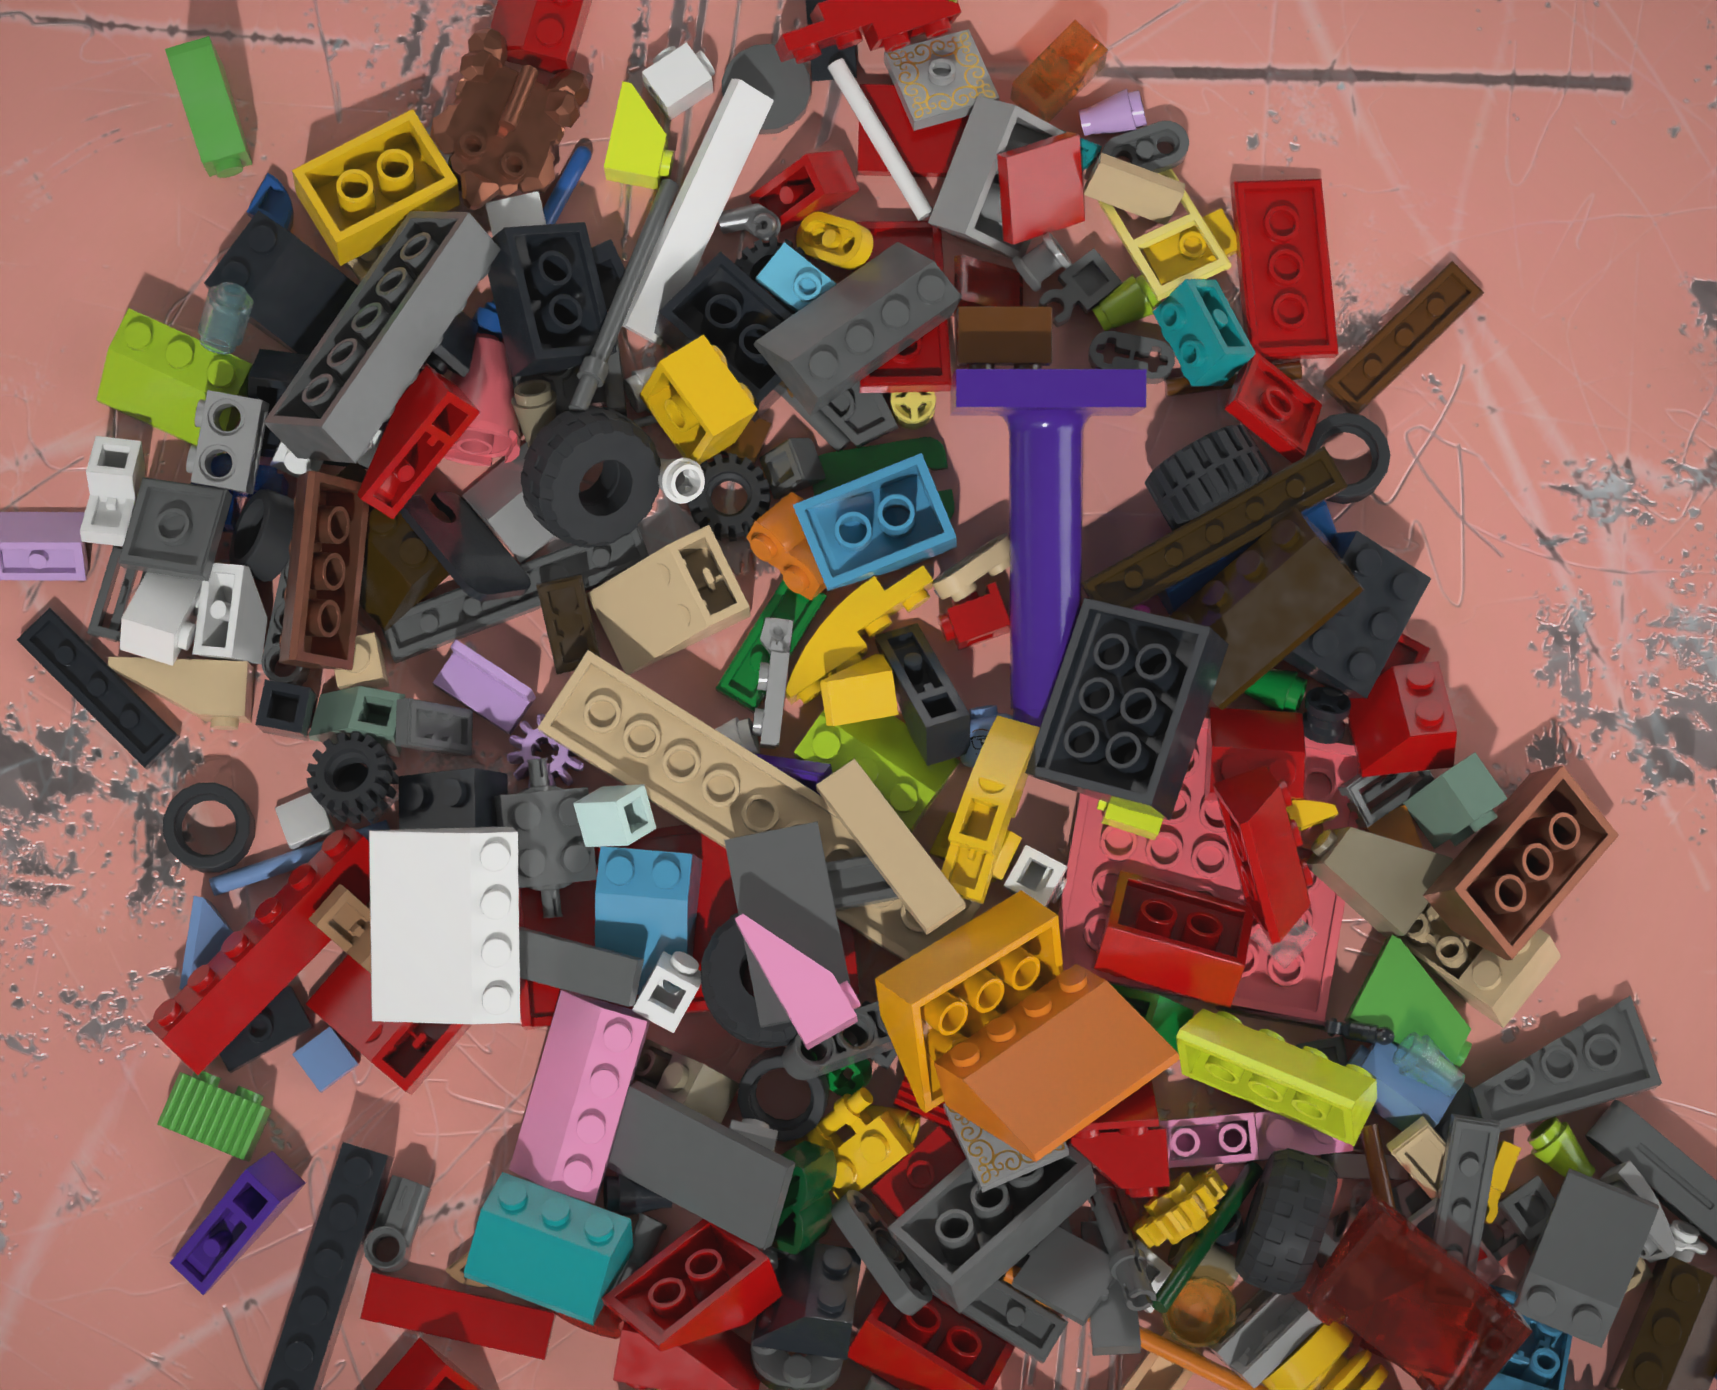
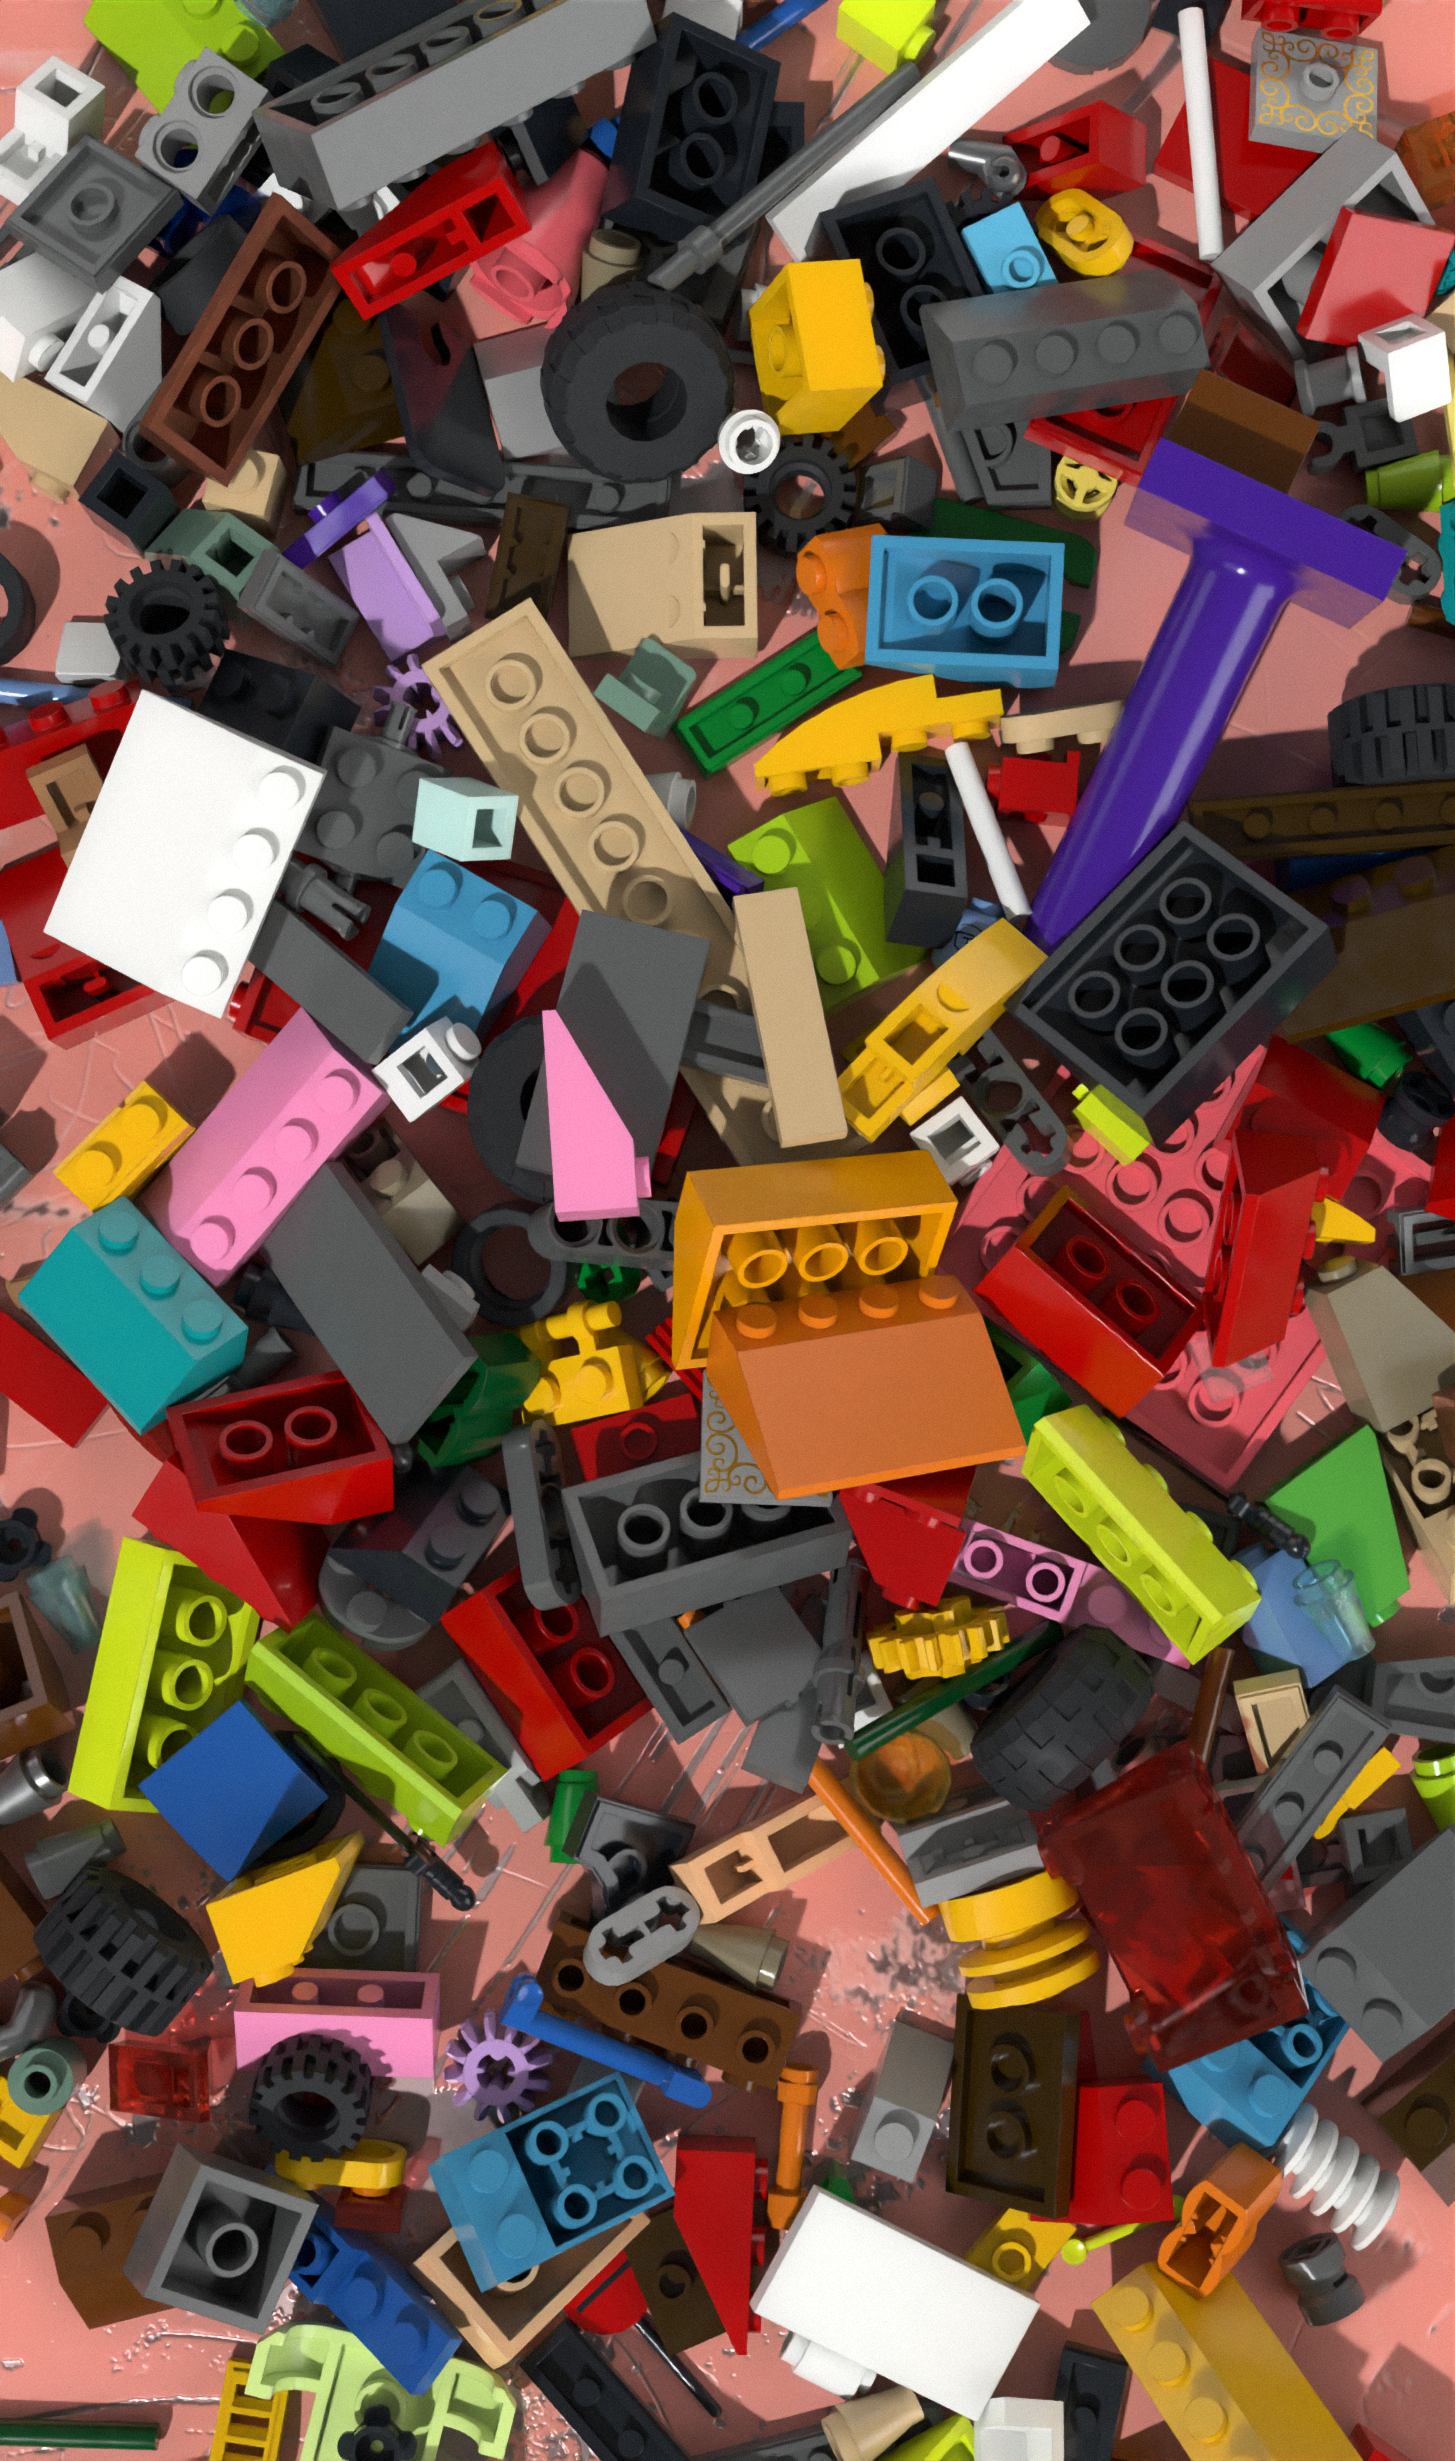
camera: 30 degrees right, 5 degrees up
(430, 654) = (337, 516): none -> dark purple plate
(487, 1141) = (126, 1149): none -> yellow brick
(504, 646) = (434, 555): none -> light grey slope
(546, 912) = (311, 891): none -> dark grey pin
(692, 672) = (649, 689): none -> sand green slope
(772, 678) = (745, 745): light grey hinge -> none
(860, 692) = (843, 810): yellow slope -> none
(959, 662) = (988, 832): none -> white bar
(1087, 834) = (1044, 1120): none -> dark grey beam
(1089, 227) = (1413, 362): none -> white panel

